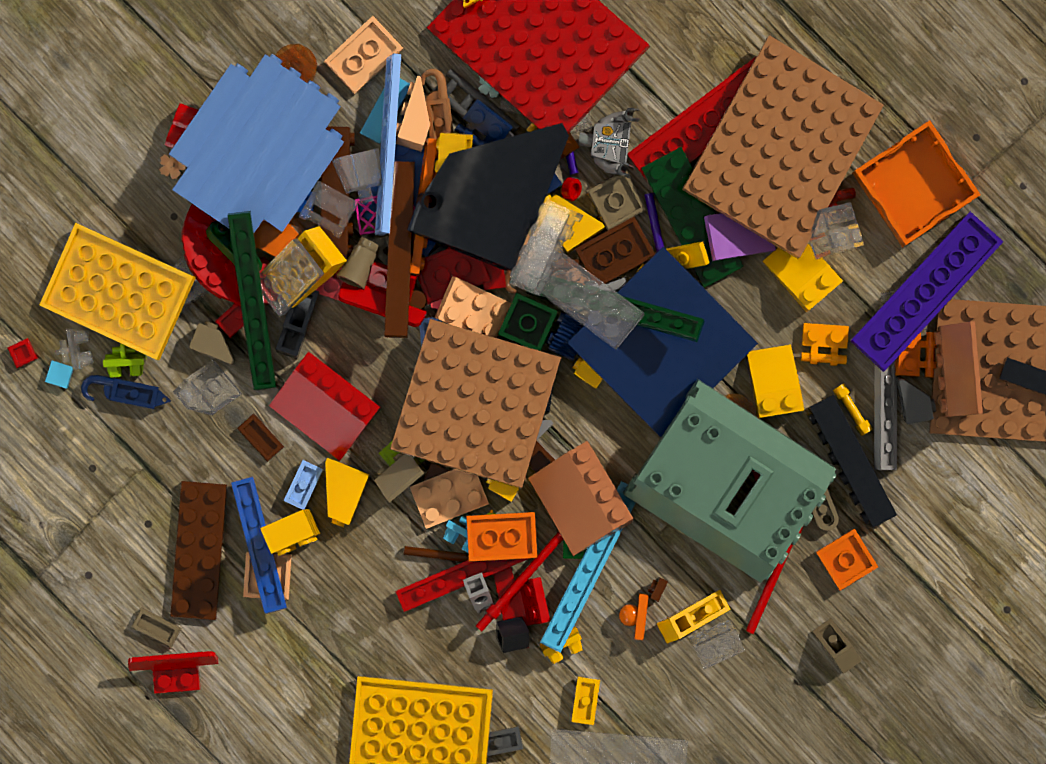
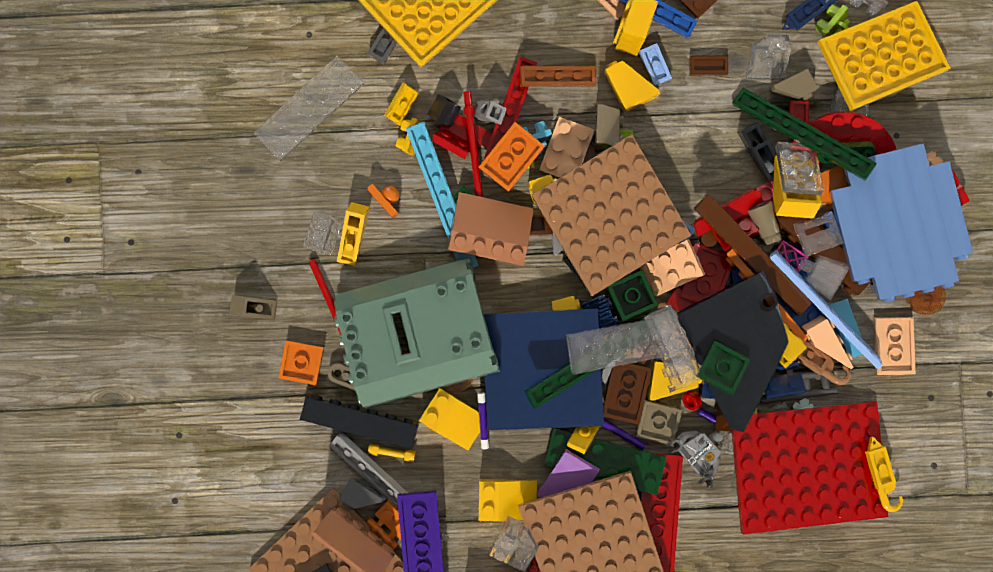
camera: 130 degrees right, 0 degrees up
(324, 406) = (693, 122): red slope -> none
(392, 561) = (557, 76): none -> dark orange plate
(436, 554) = (538, 108): reddish brown bar -> none
(524, 190) = (723, 368): none -> dark green plate
(540, 678) = (401, 104): none -> yellow plate
(585, 700) = (362, 119): yellow plate -> none
(657, 588) = (390, 226): reddish brown plate -> none
(752, 355) = (483, 420): none -> dark purple bar
(824, 336) = (453, 476): light orange plate -> none

